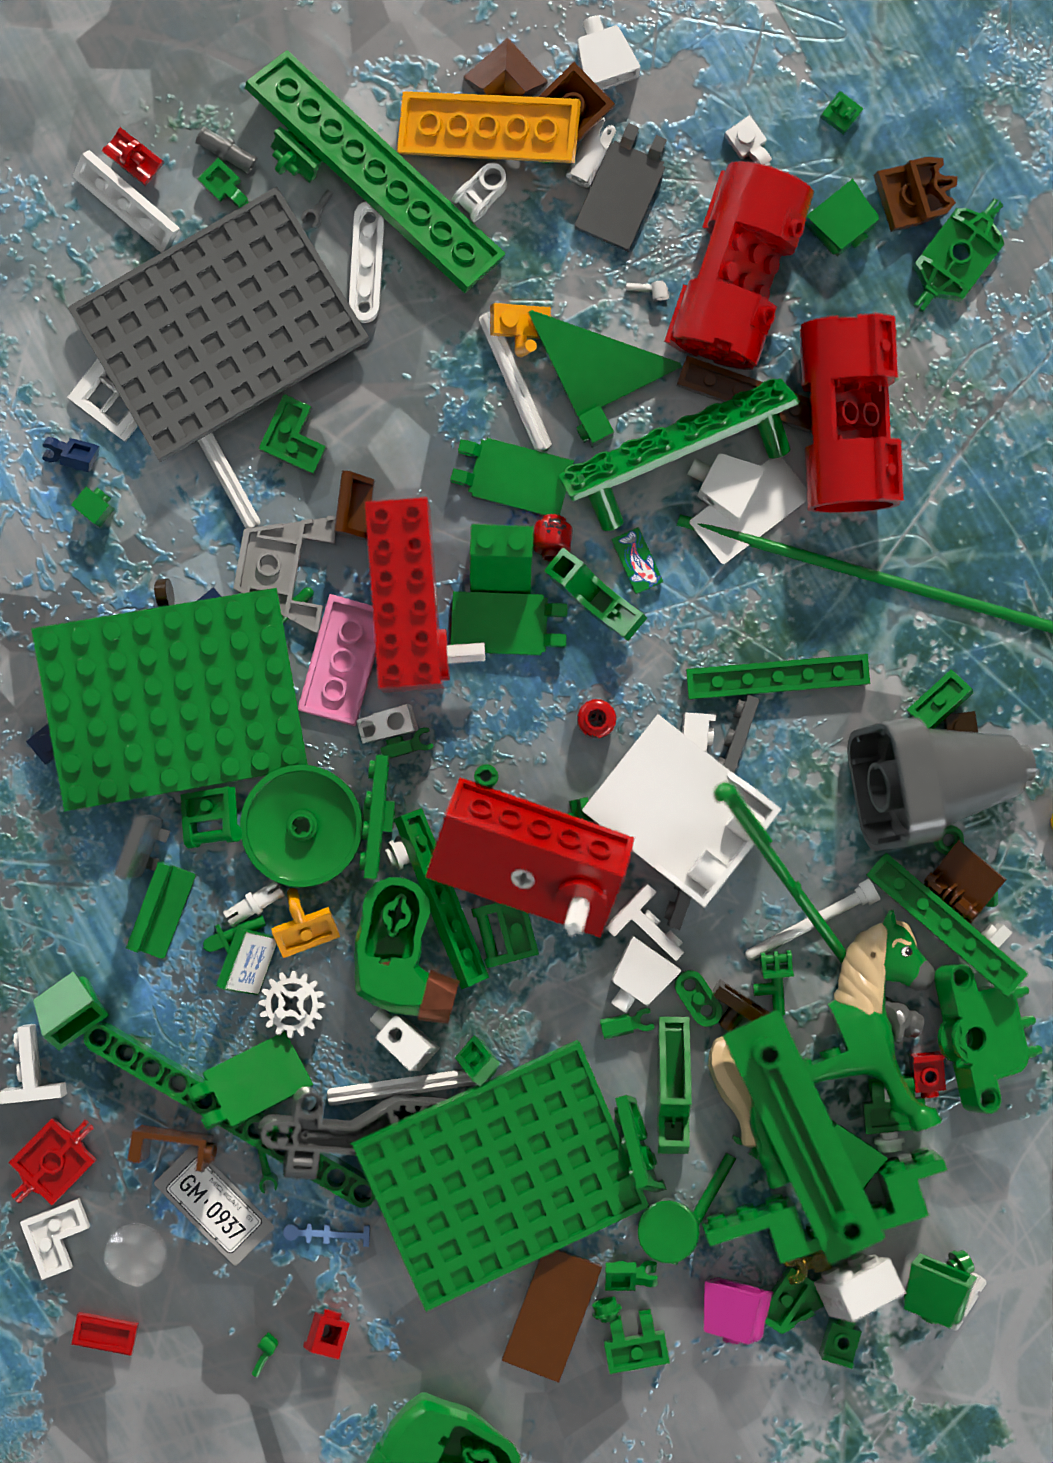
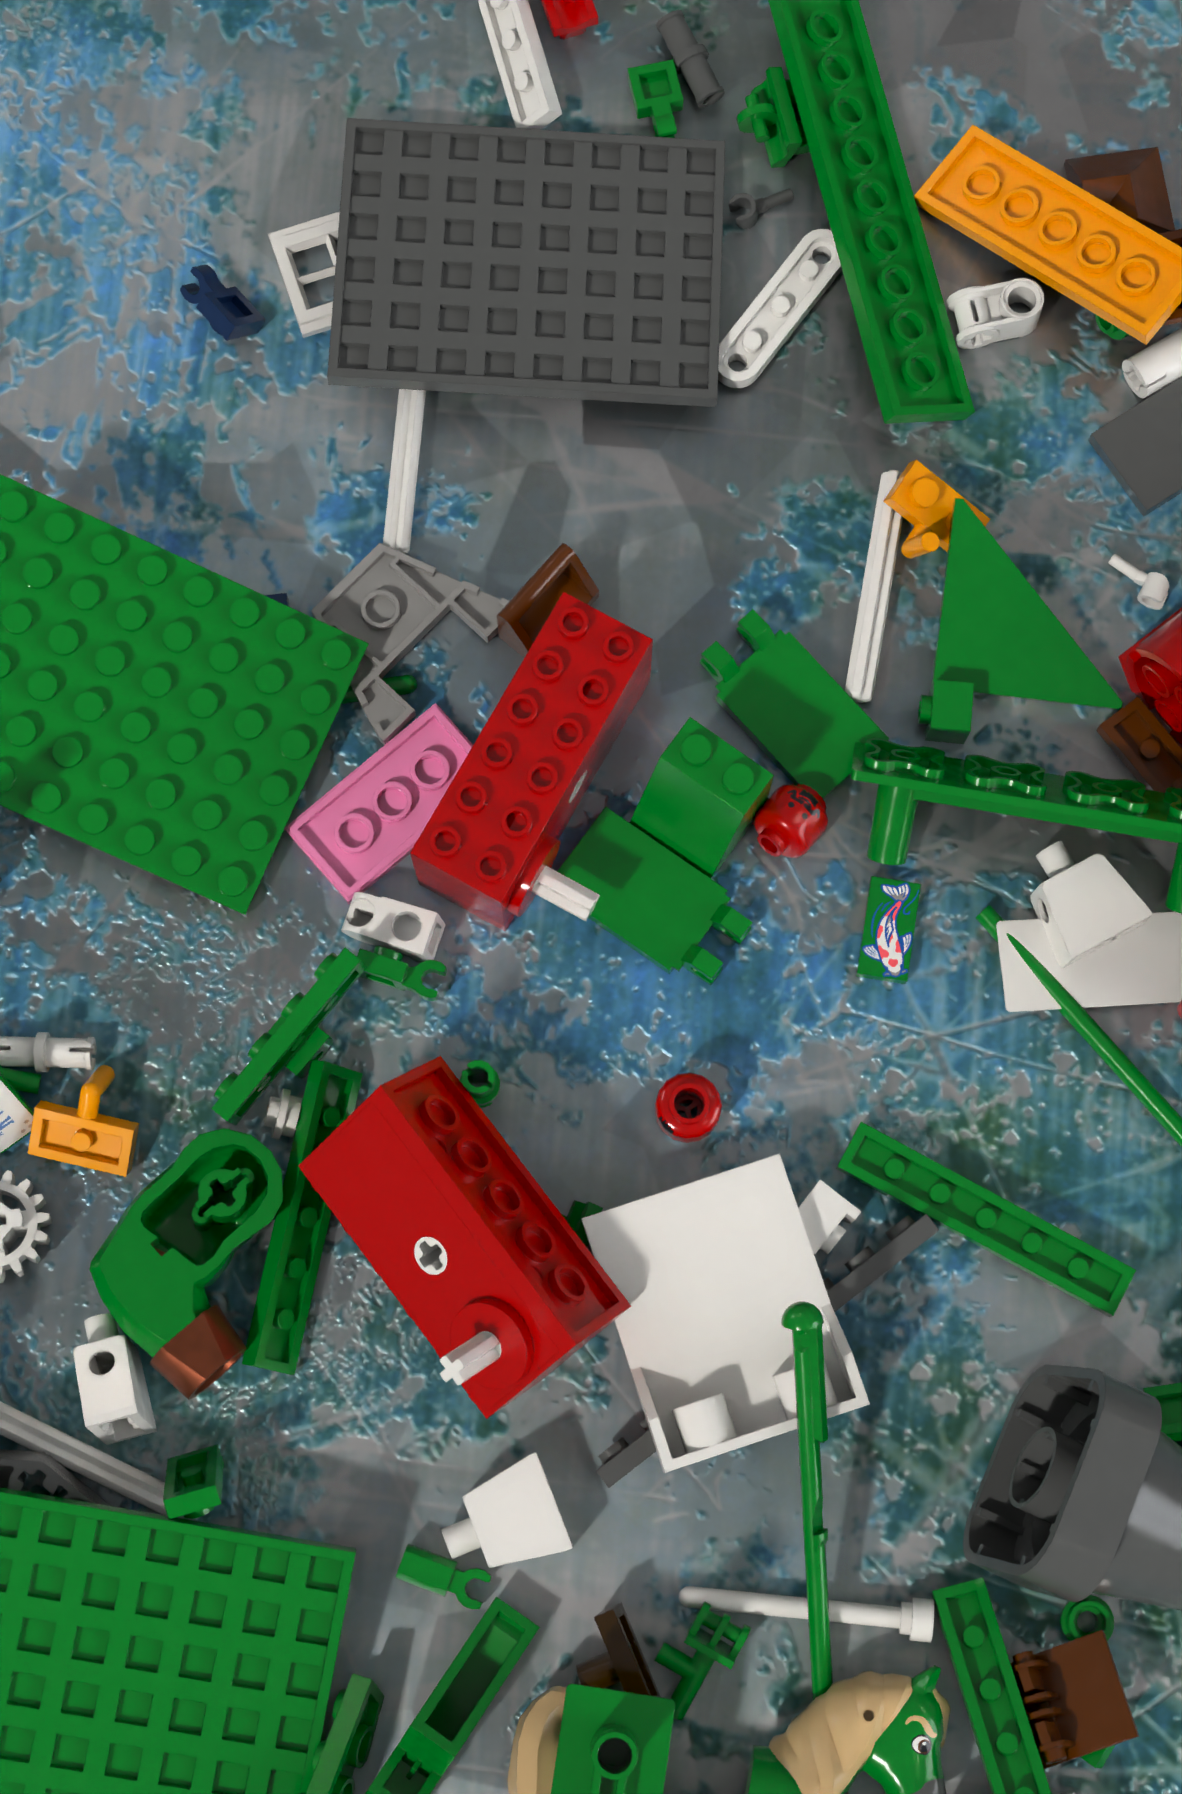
camera: 35 degrees right, 10 degrees down
(93, 505) = (203, 388): green plate -> none
(164, 592) = (217, 555): dark brown tile -> none
(208, 807) = (72, 877): green plate -> none
(285, 440) = (516, 462): green plate -> none
(301, 825) = (178, 985): green dish -> none
(515, 930) = (375, 1334): green plate -> none
(594, 595) = (796, 933): green arch -> none
(646, 921) = (569, 1445): white bracket -> none
(698, 997) = (571, 1608): green plate -> none

